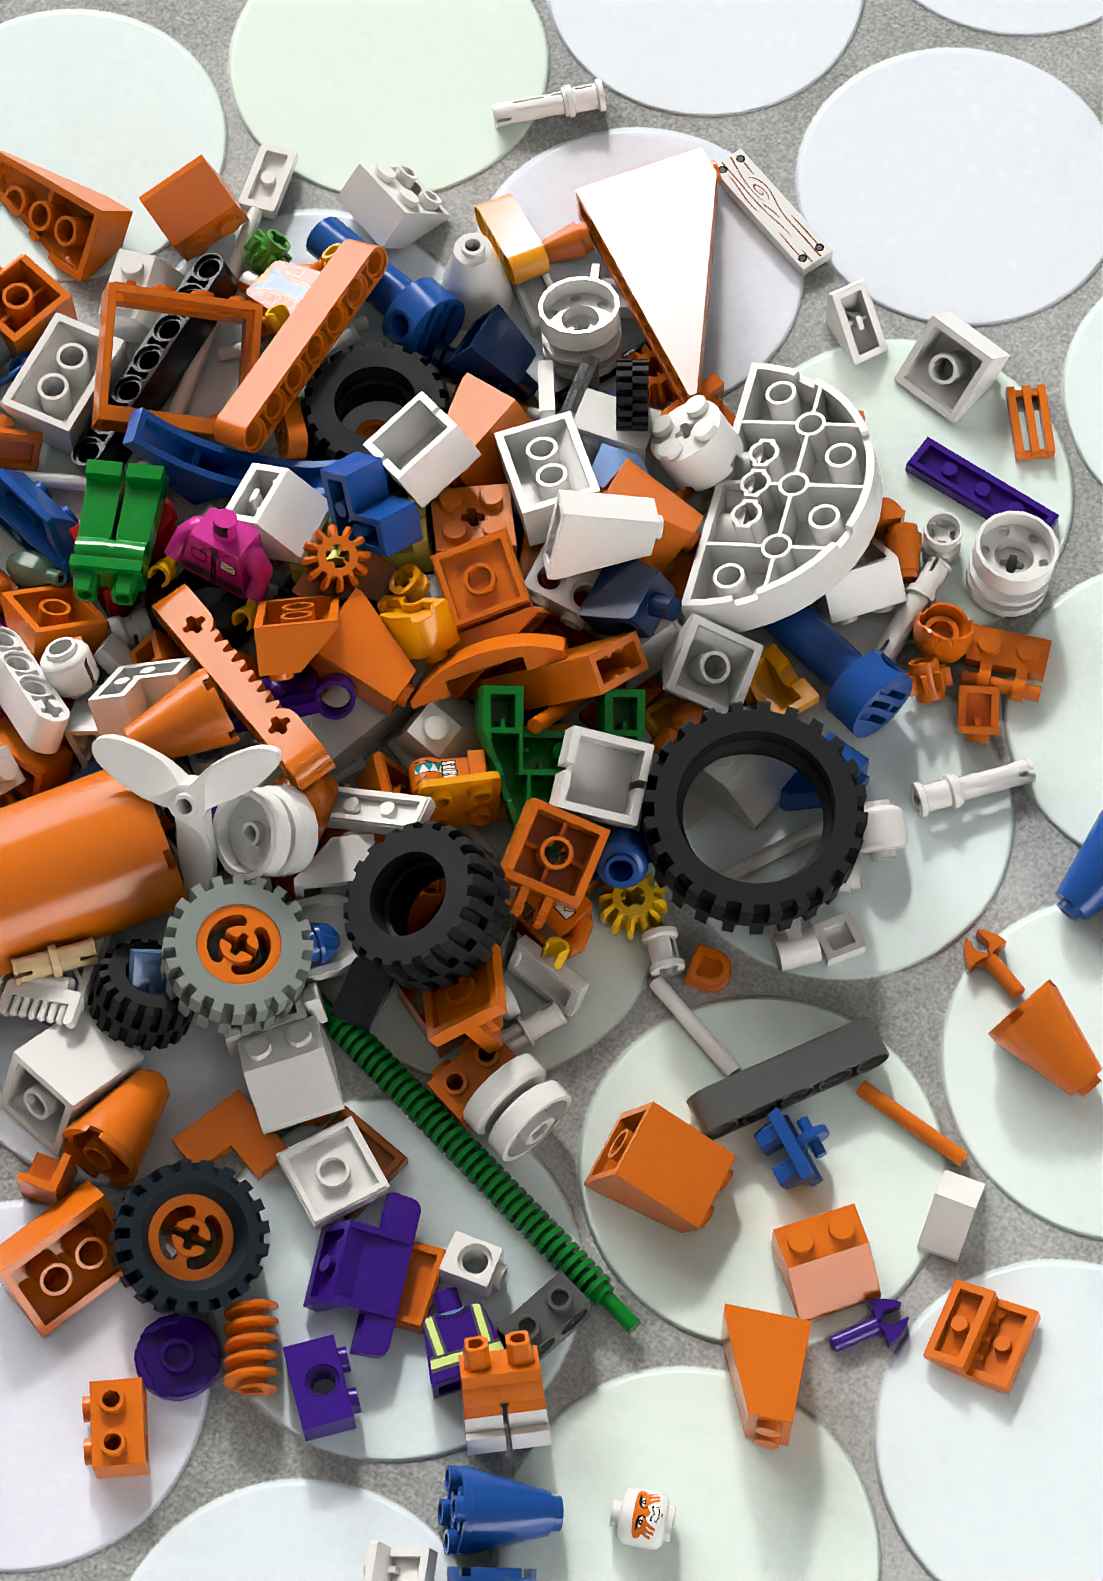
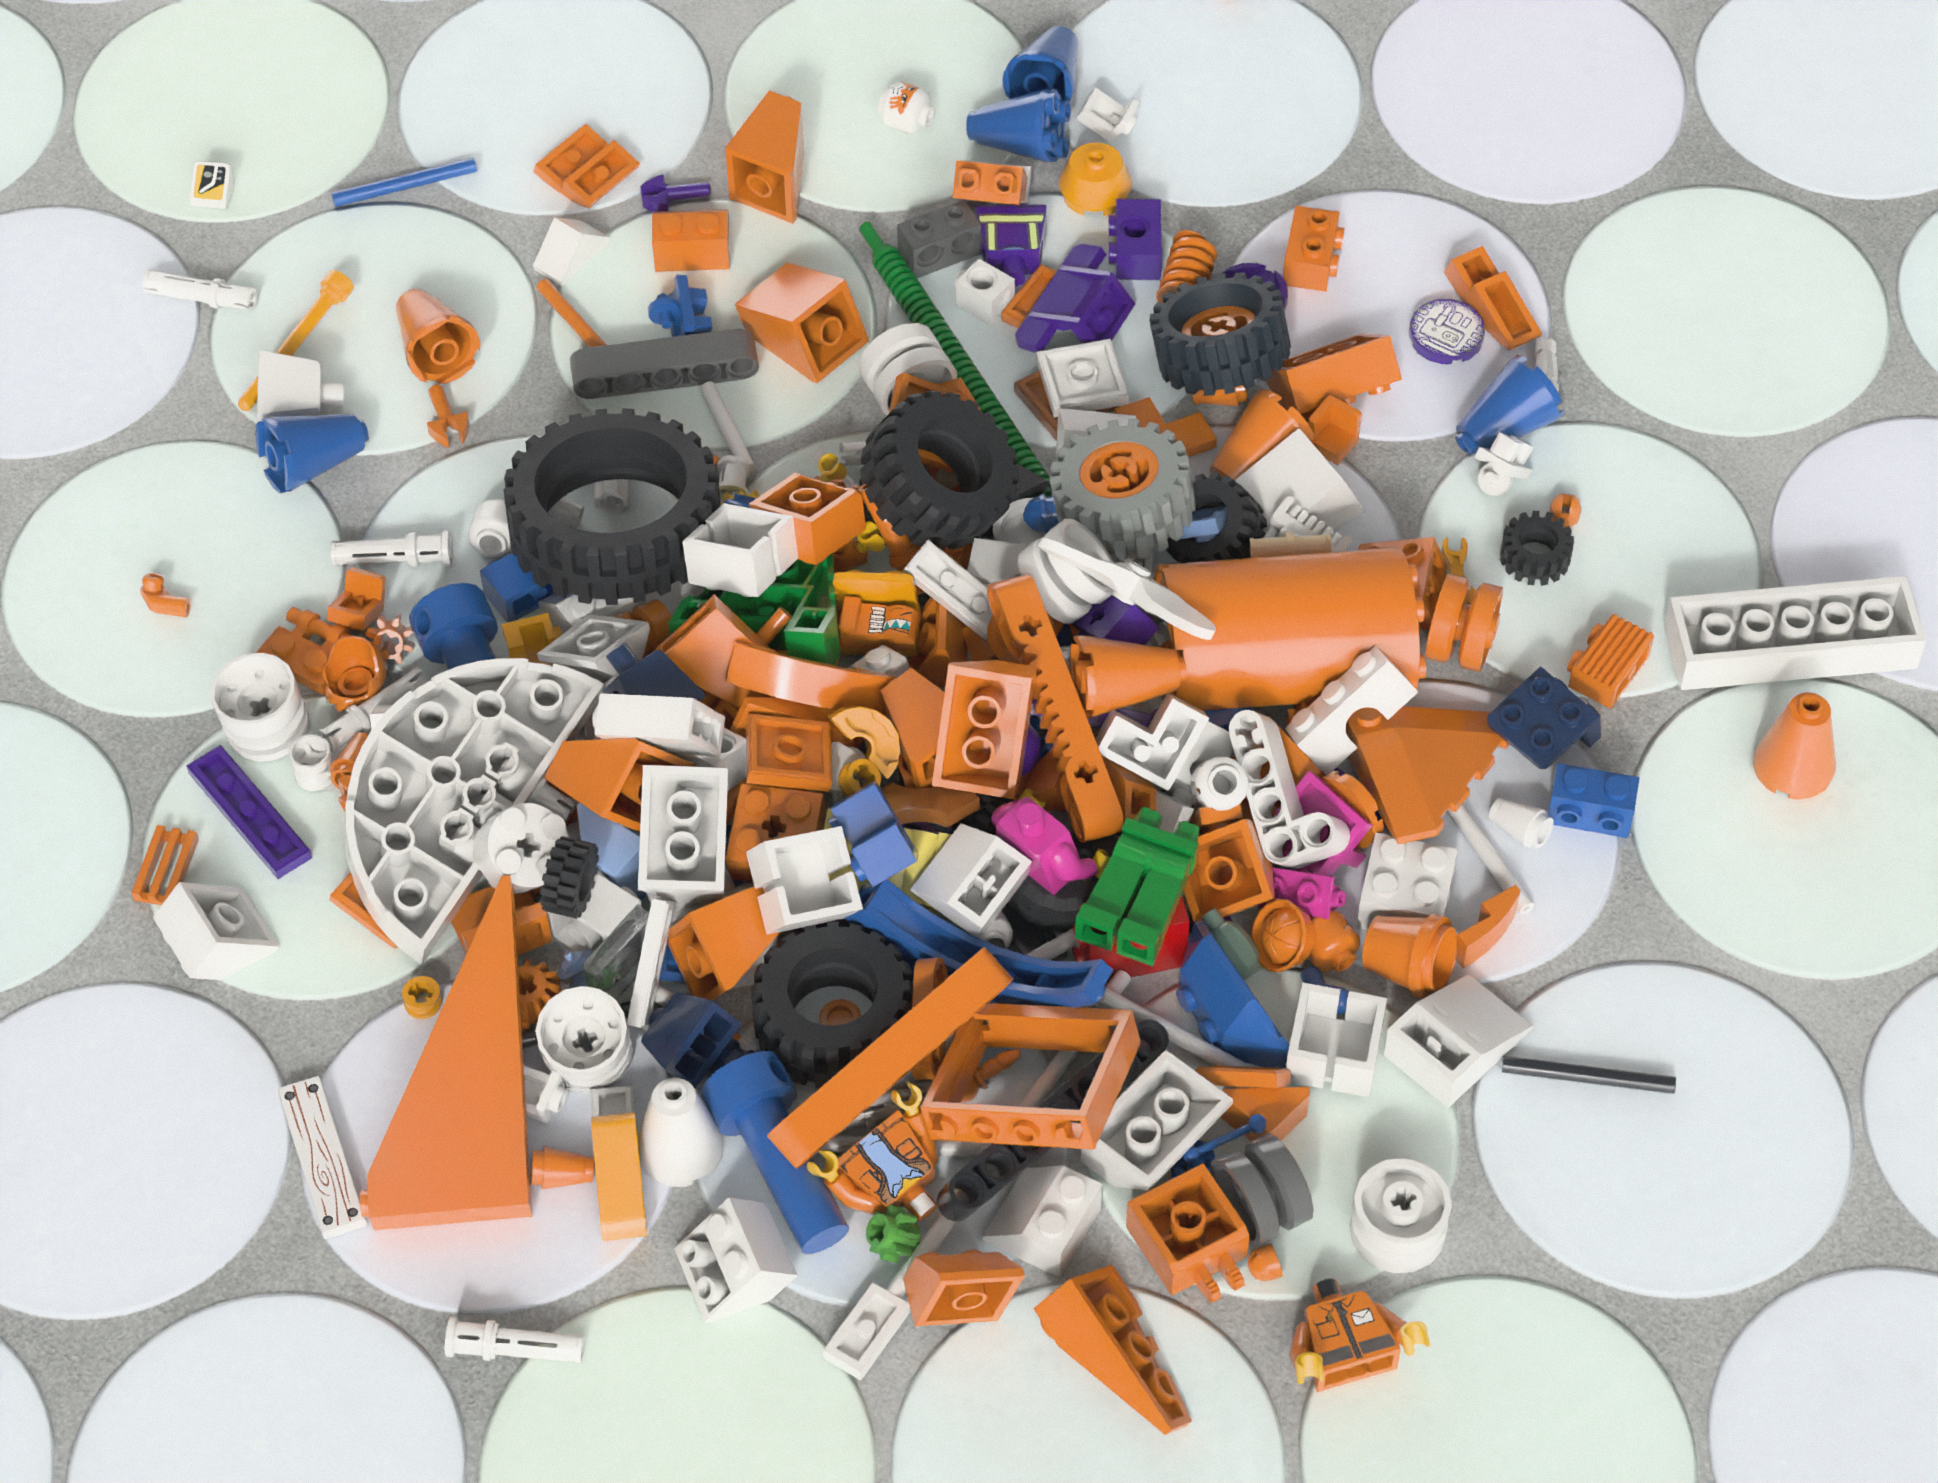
camera: 165 degrees left, 10 degrees down
(327, 569) = (926, 792): orange gear -> none
(390, 1465) = (1094, 179): none -> light orange cone
(744, 349) = (425, 1009): none -> light orange bush
(855, 322) = (293, 1003): white slope -> none

